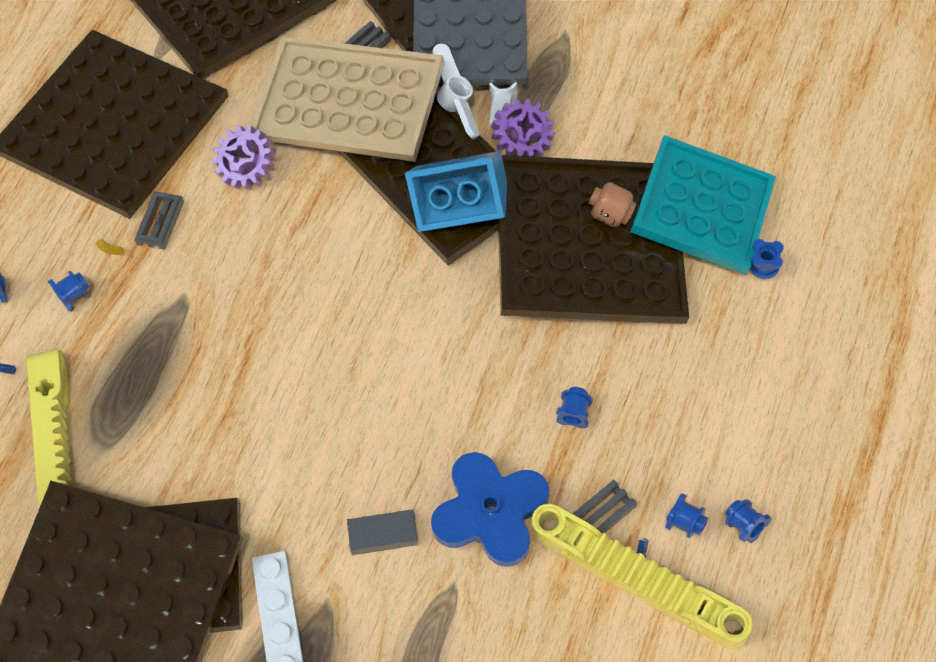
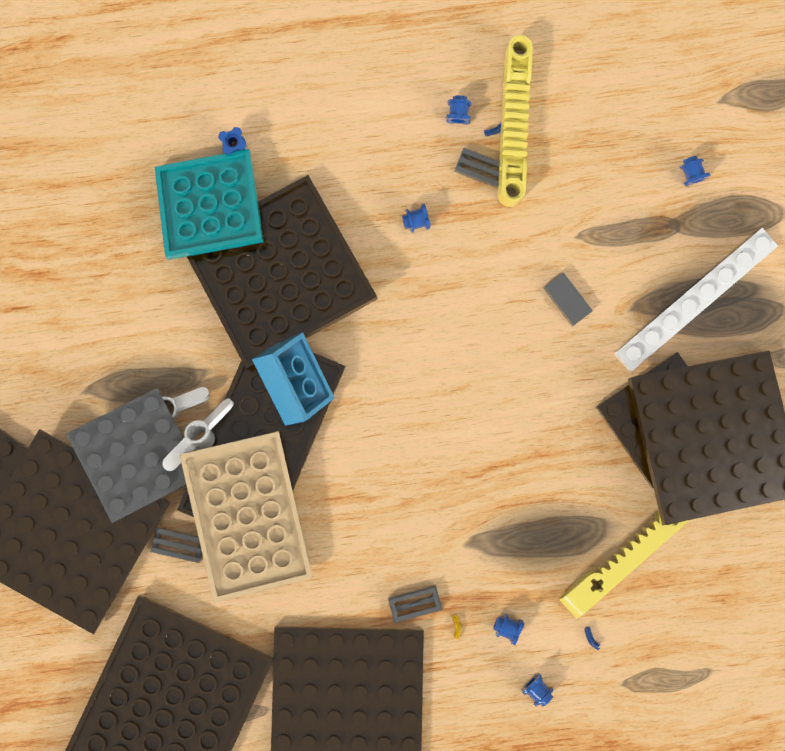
camera: 120 degrees left, 25 degrees up
(243, 144) = (327, 561): gear -> none
(498, 529) = (508, 250): blue plant -> none
(511, 135) = (196, 377): medium lavender gear -> none
(612, 204) = (249, 262): nougat head -> none
(746, 520) = (441, 72): blue brick -> none

